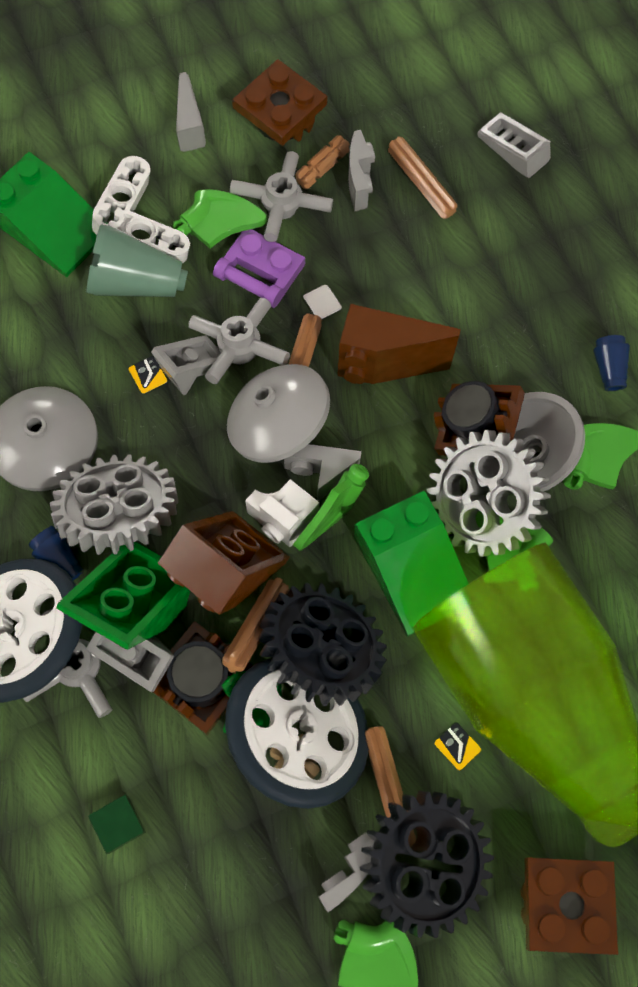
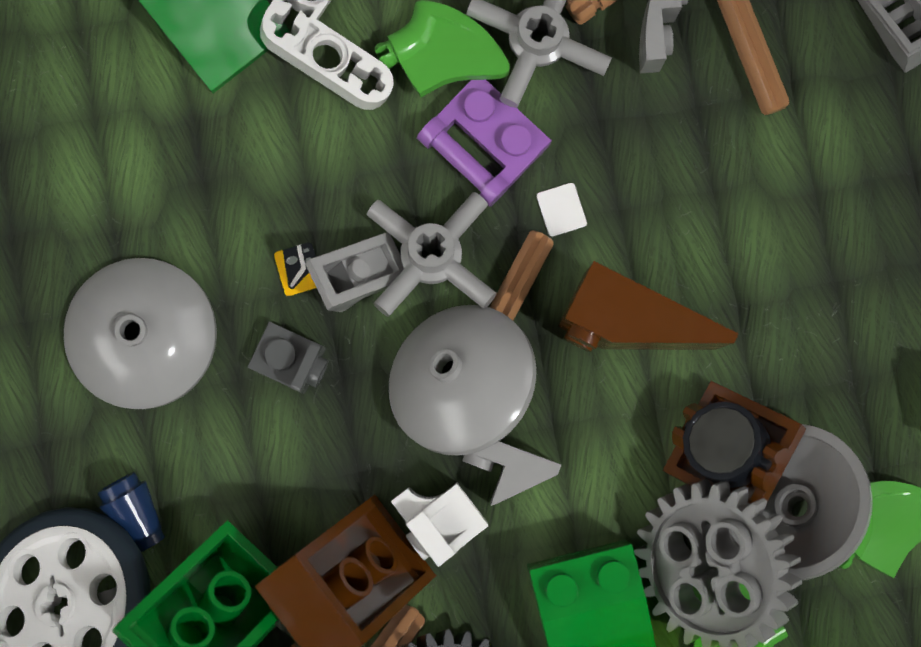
camera: 15 degrees right, 15 degrees up
(114, 504) = (221, 506): light grey gear -> none
(132, 267) = (305, 113): sand green cone -> none
(153, 430) = (289, 358): none -> dark grey bracket
(336, 506) = (528, 515): bright green arm -> none

